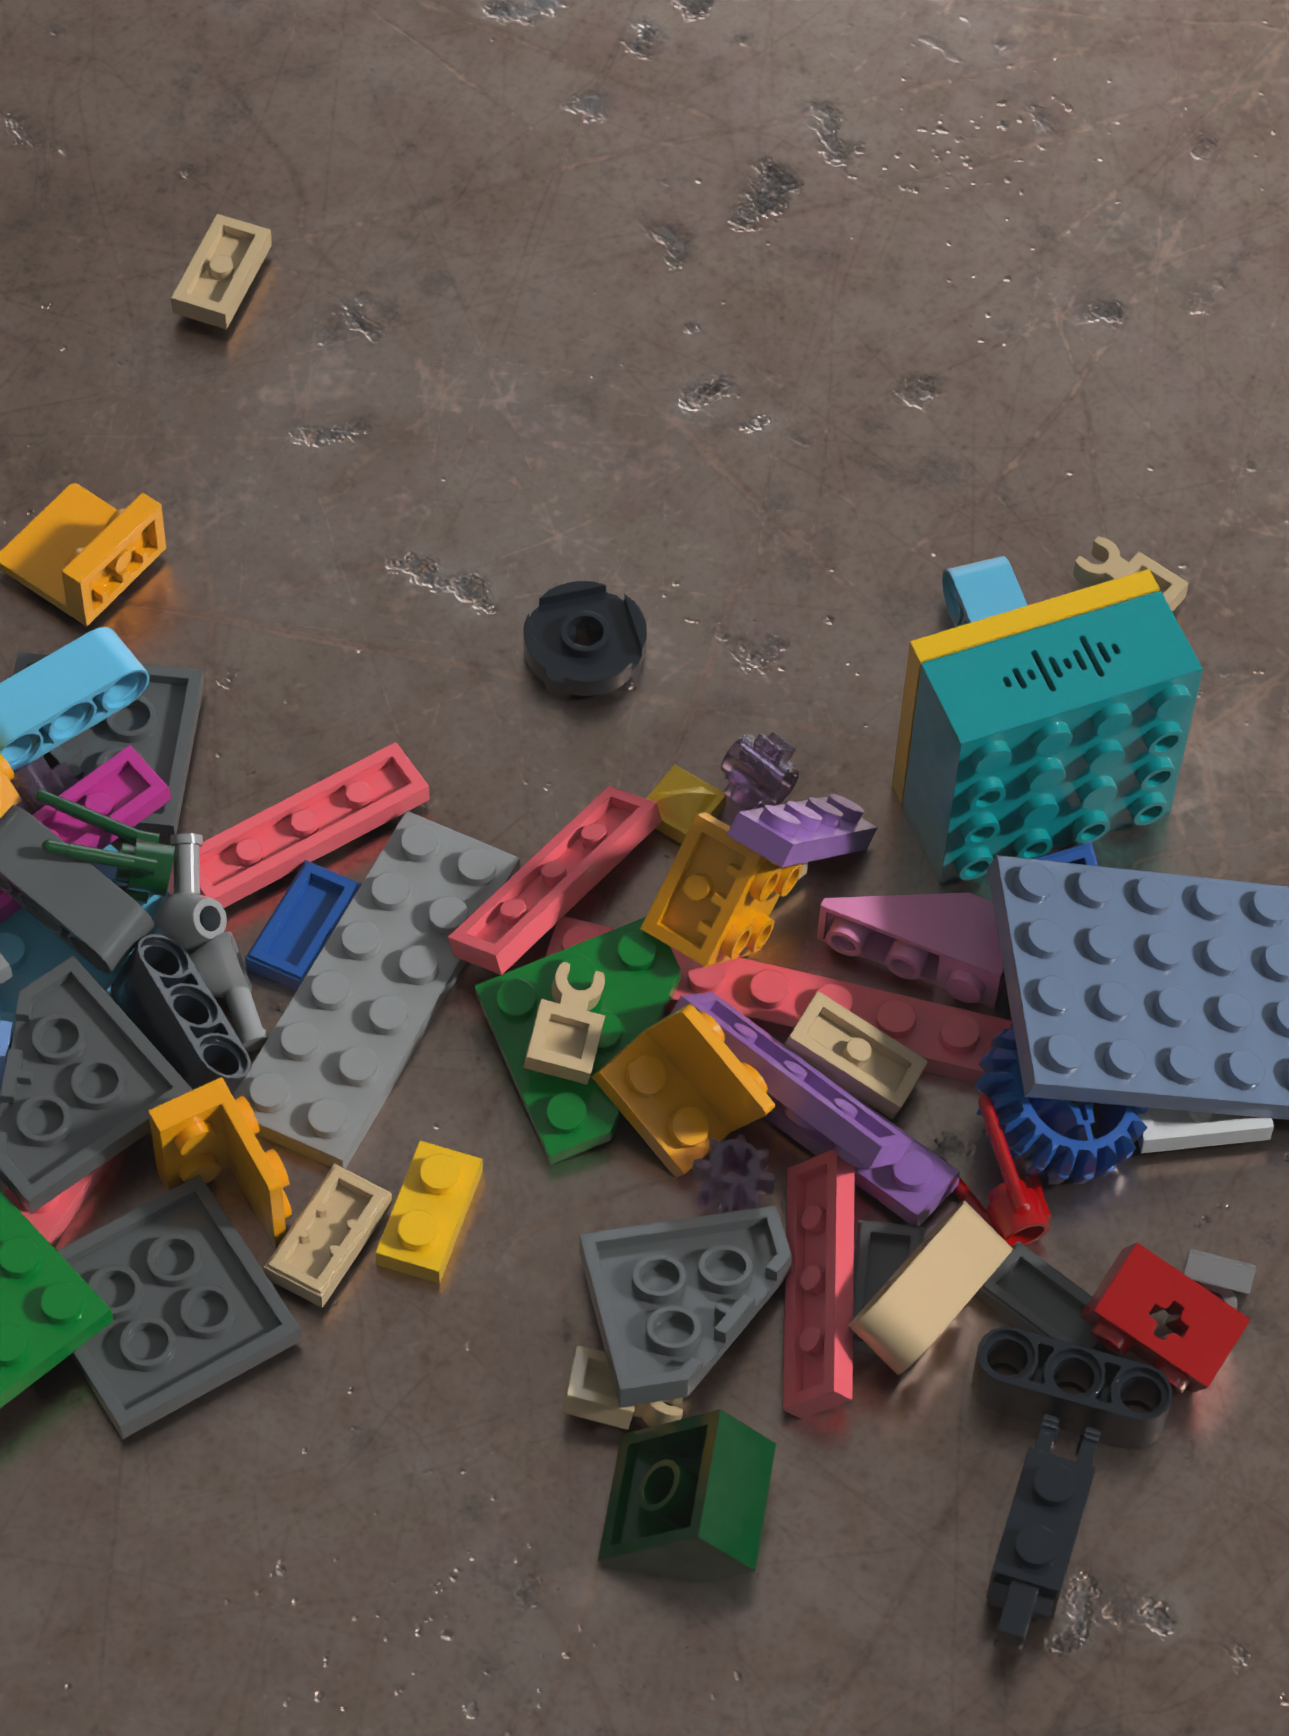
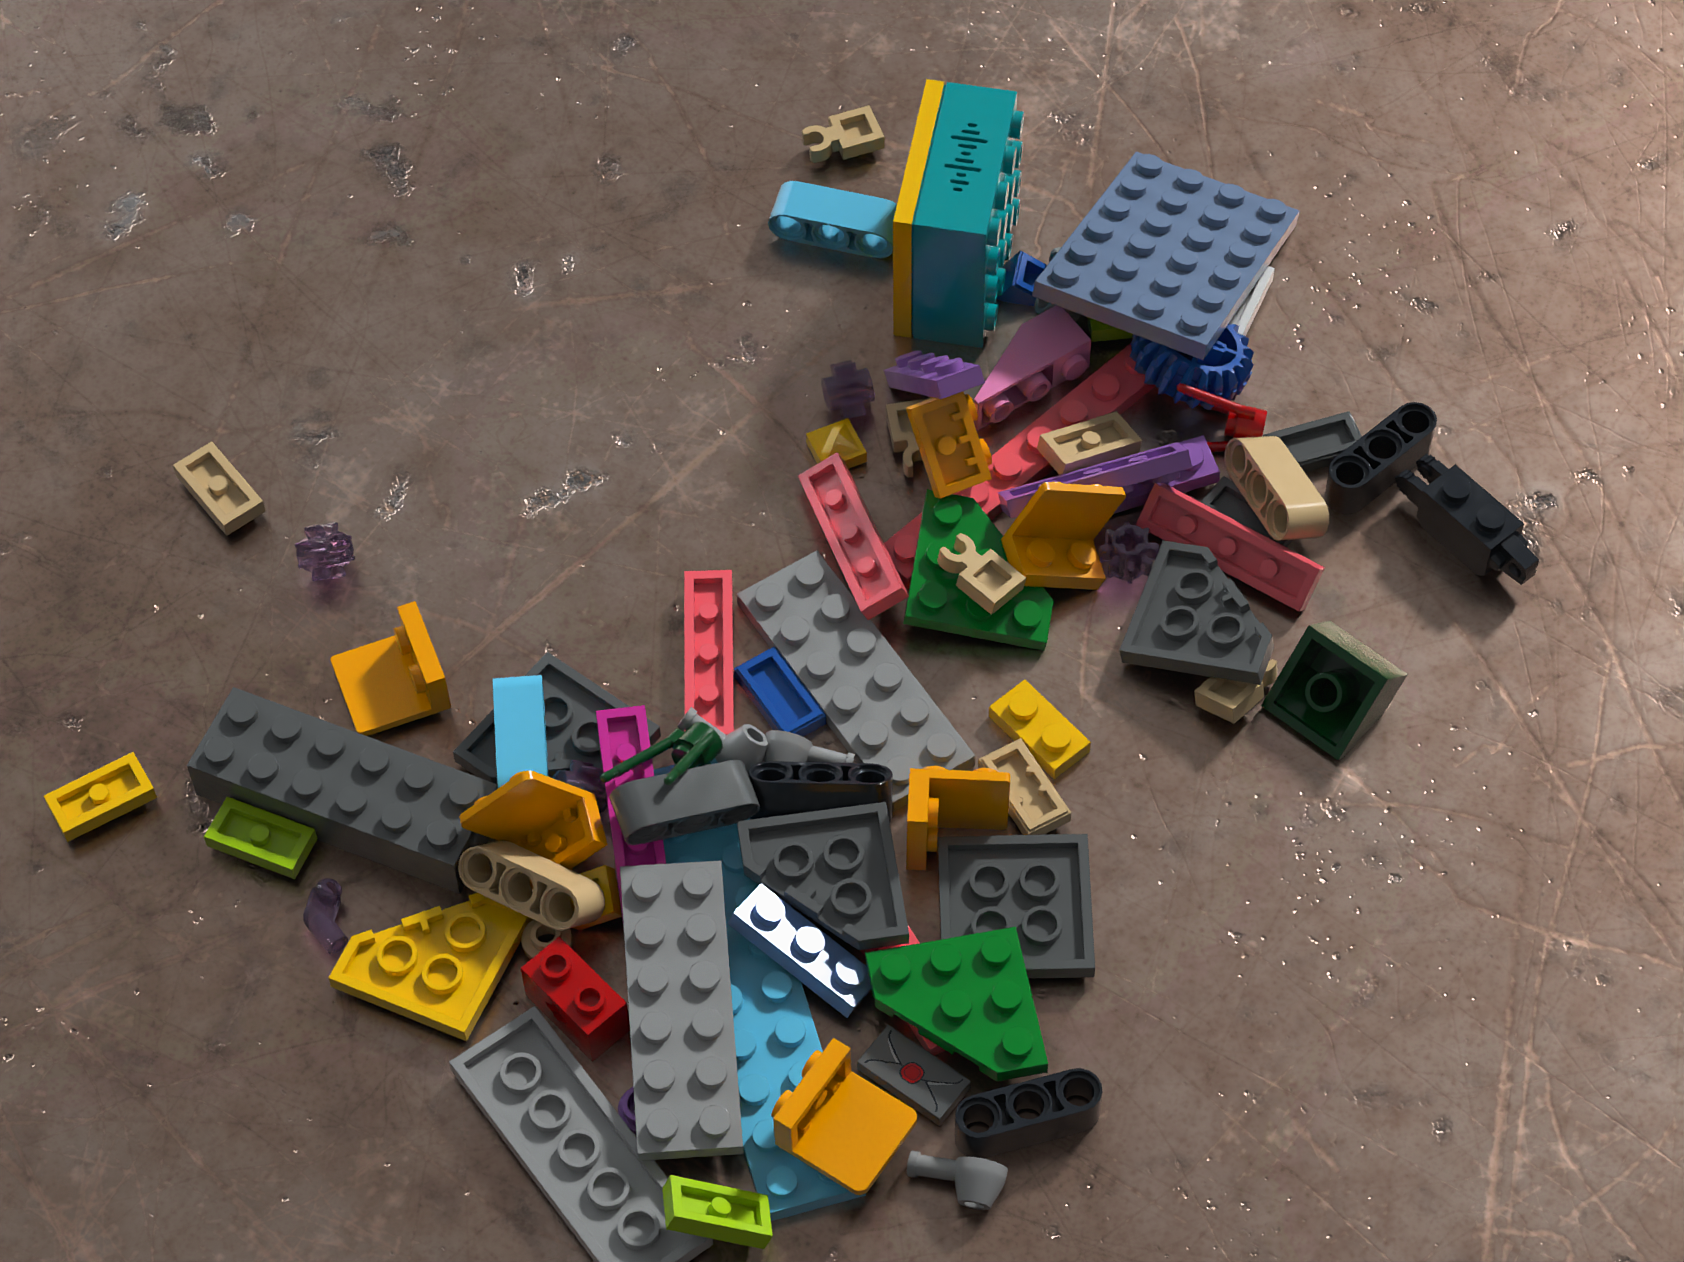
camera: 55 degrees left, 0 degrees up
(187, 389) = (325, 551): none -> clear purple gear
(585, 669) = (677, 456): black plate -> none
(1201, 1321) = (1371, 384): red brick -> none
(1220, 1274) = (1352, 348): light grey tile -> none

